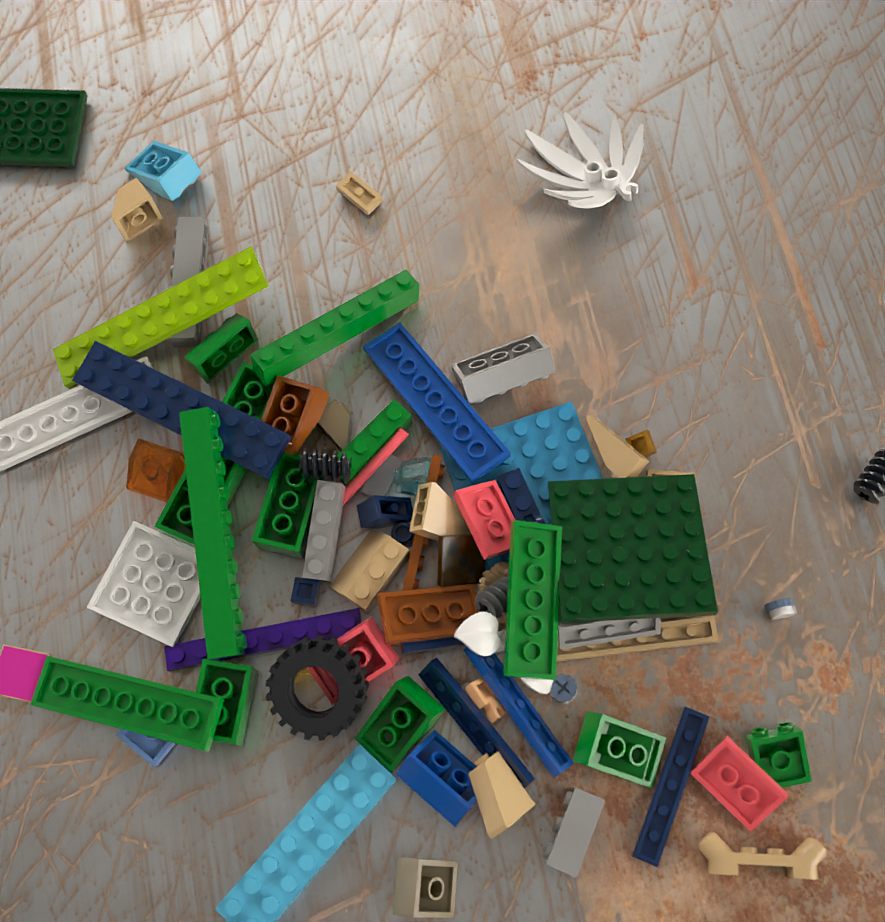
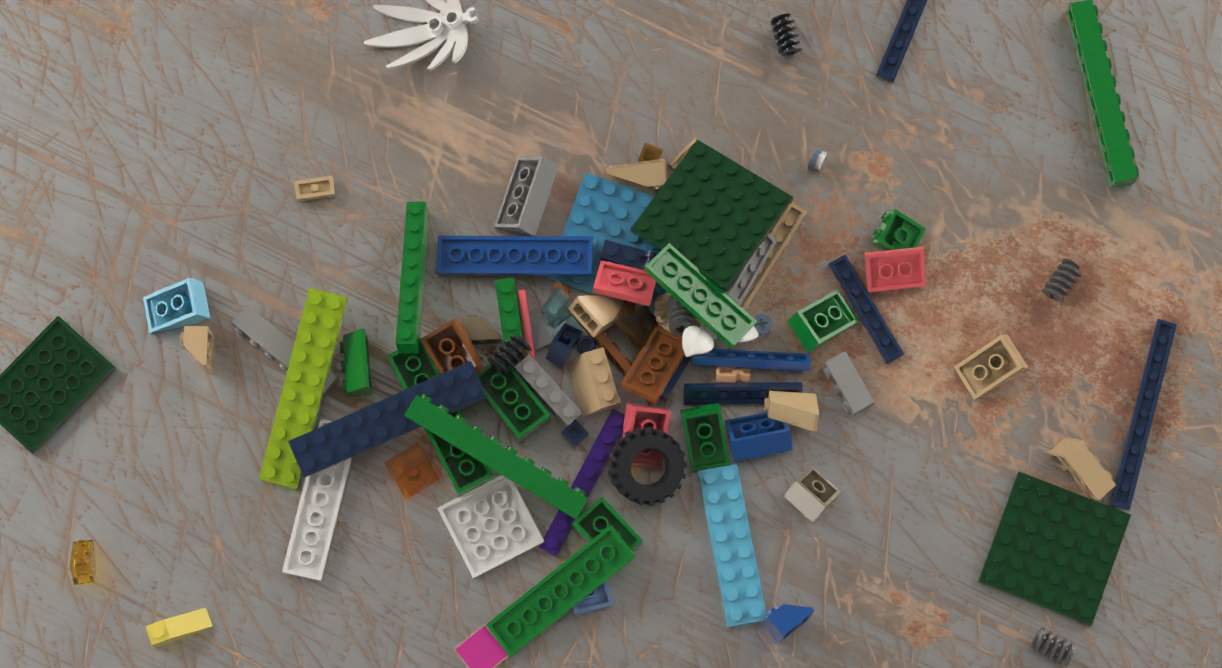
camera: 60 degrees left, 5 degrees up
(799, 865) = (930, 312): tan plate -> none

